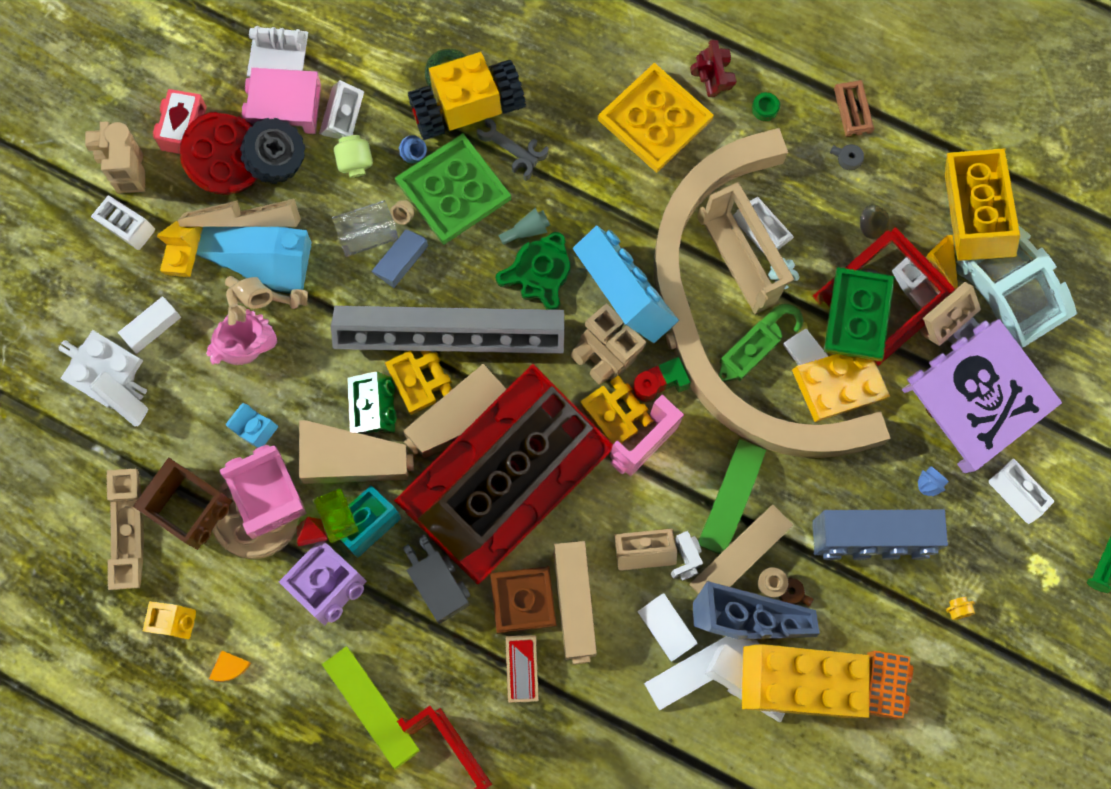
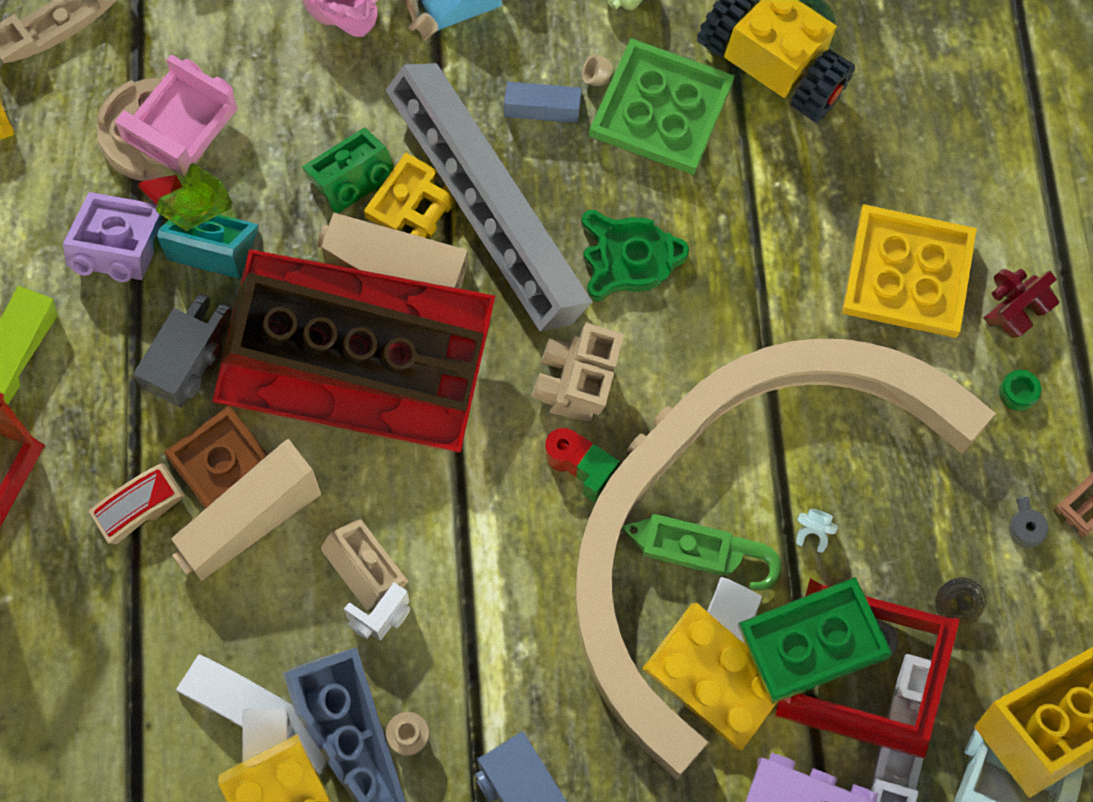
camera: 60 degrees right, 5 degrees down
(162, 489) = (101, 20): reddish brown window -> none
(251, 426) = (247, 62): medium azure bracket -> none
(347, 456) = (269, 172): tan slope -> none
(365, 228) = (549, 44): clear slope -> none
(412, 149) = (678, 36): medium blue plate -> none
(527, 159) = (757, 164): dark grey bar -> none
(532, 224) = (677, 212): sand green cone -> none
(609, 416) = (498, 429): yellow plate -> none
(624, 284) = (662, 349): medium azure wedge -> none
(667, 420) = (492, 487): bright pink panel -> none
(667, 627) = (281, 642): white slope -> none
(732, 497) = (490, 625): bright green slope -> none
(737, 252) = (808, 459): tan piece -> none
(744, 550) = (433, 680): tan slope -> none
(775, 229) = (861, 473): white slope -> none
(798, 595) = (414, 778): reddish brown piece -> none
(943, 259) = (957, 713): yellow slope -> none
(951, 314) = (896, 759): tan bracket -> none

